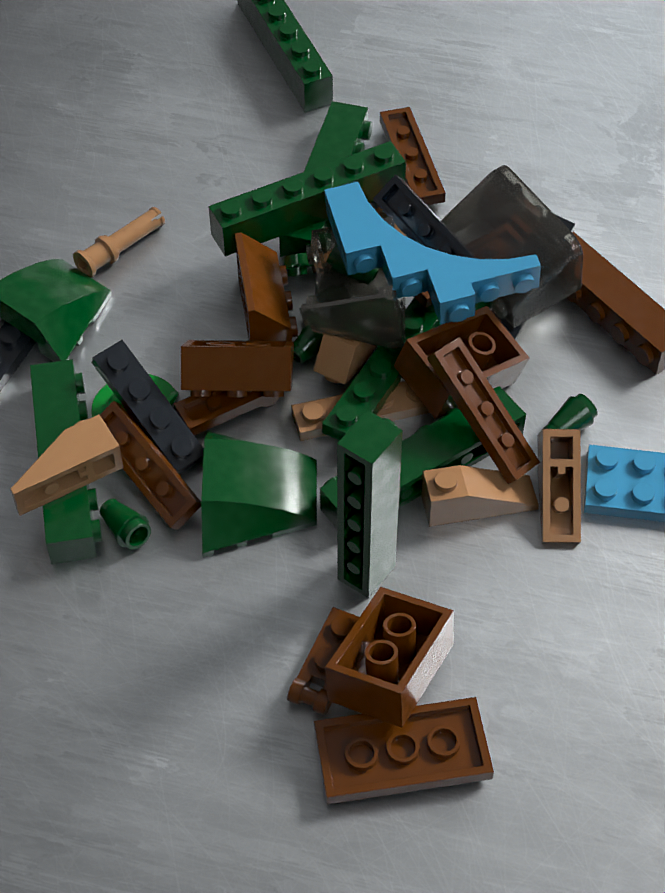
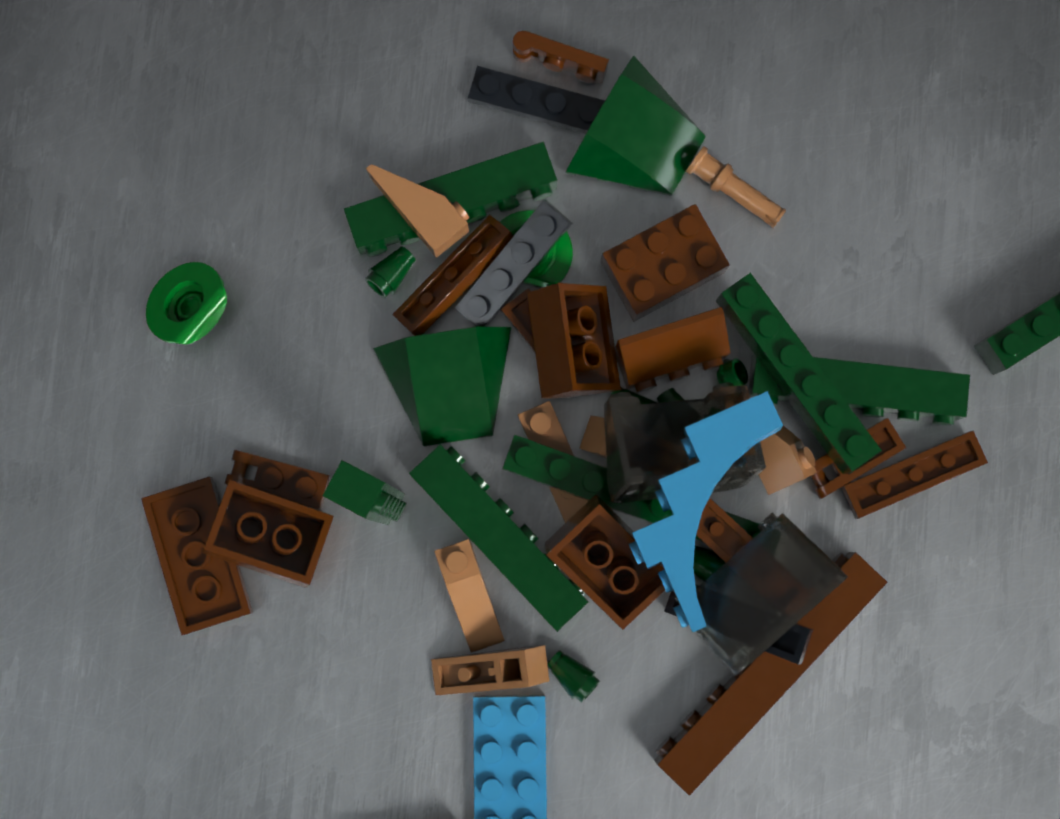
camera: 80 degrees right, 30 degrees up
(105, 721) = (186, 303): none -> green hat
(177, 296) = (664, 262): none -> reddish brown brick
(417, 219) = (760, 506): black plate -> none
(483, 410) = (536, 588): reddish brown plate -> none

